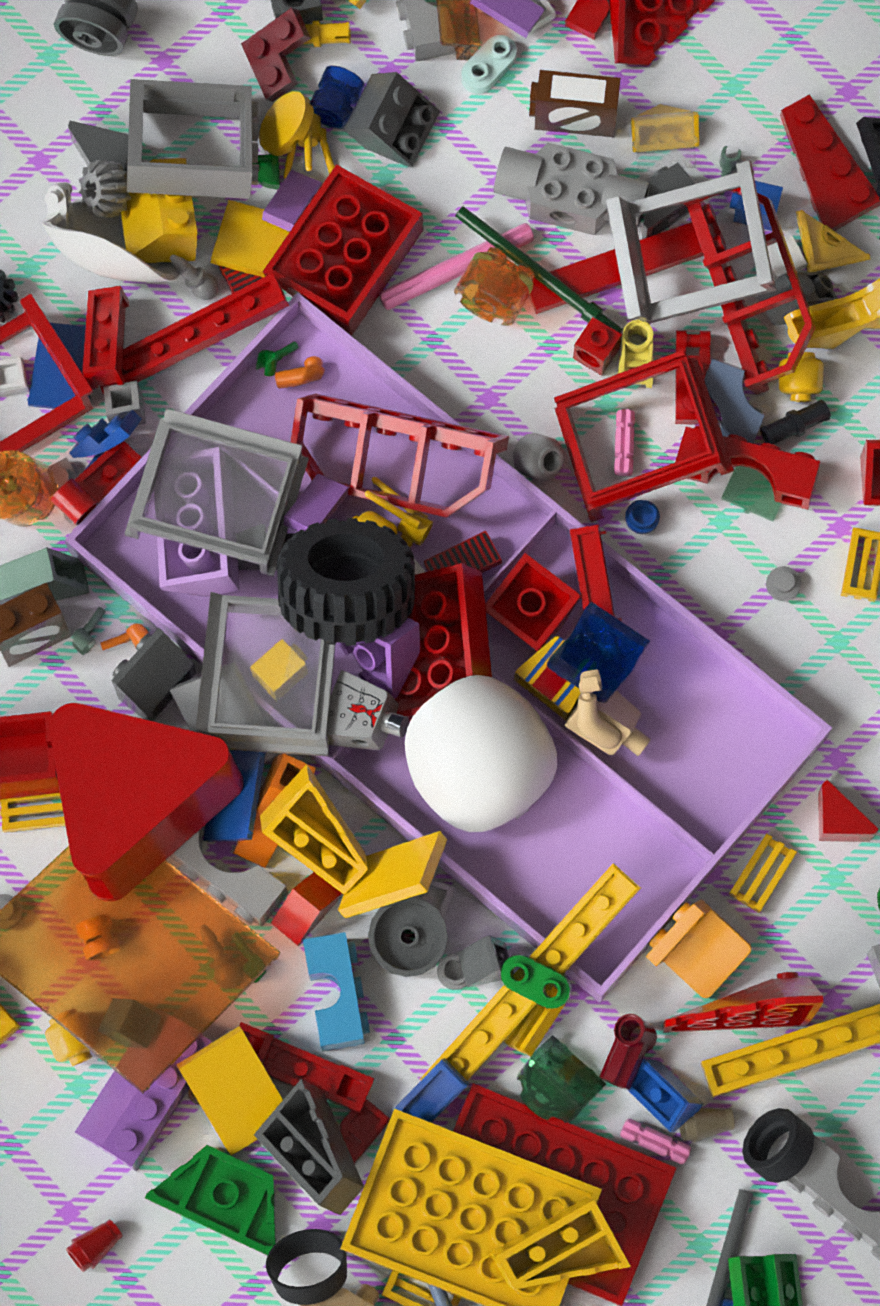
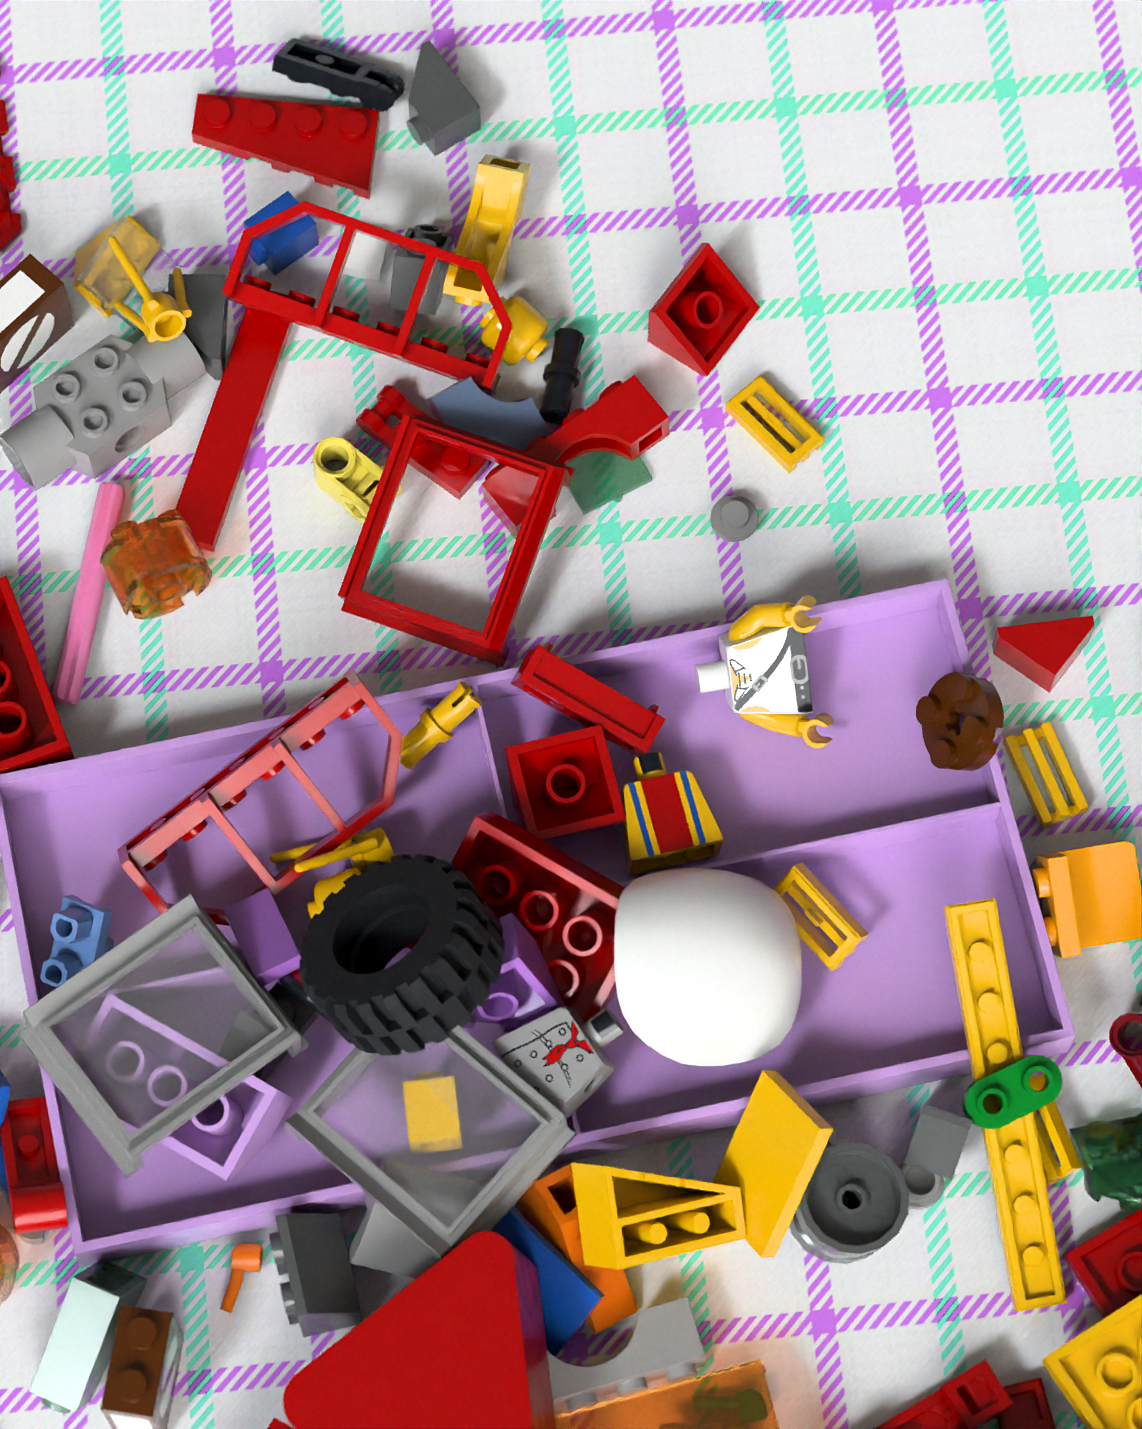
camera: 55 degrees left, 5 degrees down
(82, 640) = (202, 1327): sand green hand -> none
(240, 410) = (78, 937): none -> medium blue hips
(269, 359) = (38, 867): green hand -> none
(305, 907) = (722, 1296): red slope -> none
(310, 372) = (86, 848): orange arm -> none
(331, 959) = (811, 1307): dark azure arch -> none
(434, 1092) = (1046, 1306): blue tile -> none
(474, 552) = (450, 816): tile -> none
(516, 507) = (437, 724): none -> yellow pin
(538, 456) = (390, 661): light grey head -> none
(568, 800) = (822, 911): none -> yellow tile
(587, 309) = (265, 490): dark green bar -> none
(597, 346) = (309, 511): red brick -> none
(601, 645) = (686, 751): clear blue bracket -> none
(607, 723) = (750, 802): tan torso -> none
(624, 442) = (441, 565): bright pink axle -> none
(631, 261) = (358, 352): piece -> none
(642, 517) = (542, 608): blue plate -> none
(643, 172) = (160, 314): none -> yellow plant
(690, 667) = (768, 670): none -> torso
(728, 164) = (208, 233): sand green hand -> none
(746, 797) = (940, 719): none -> reddish brown plate
(825, 247) = (384, 201): yellow tile -> none

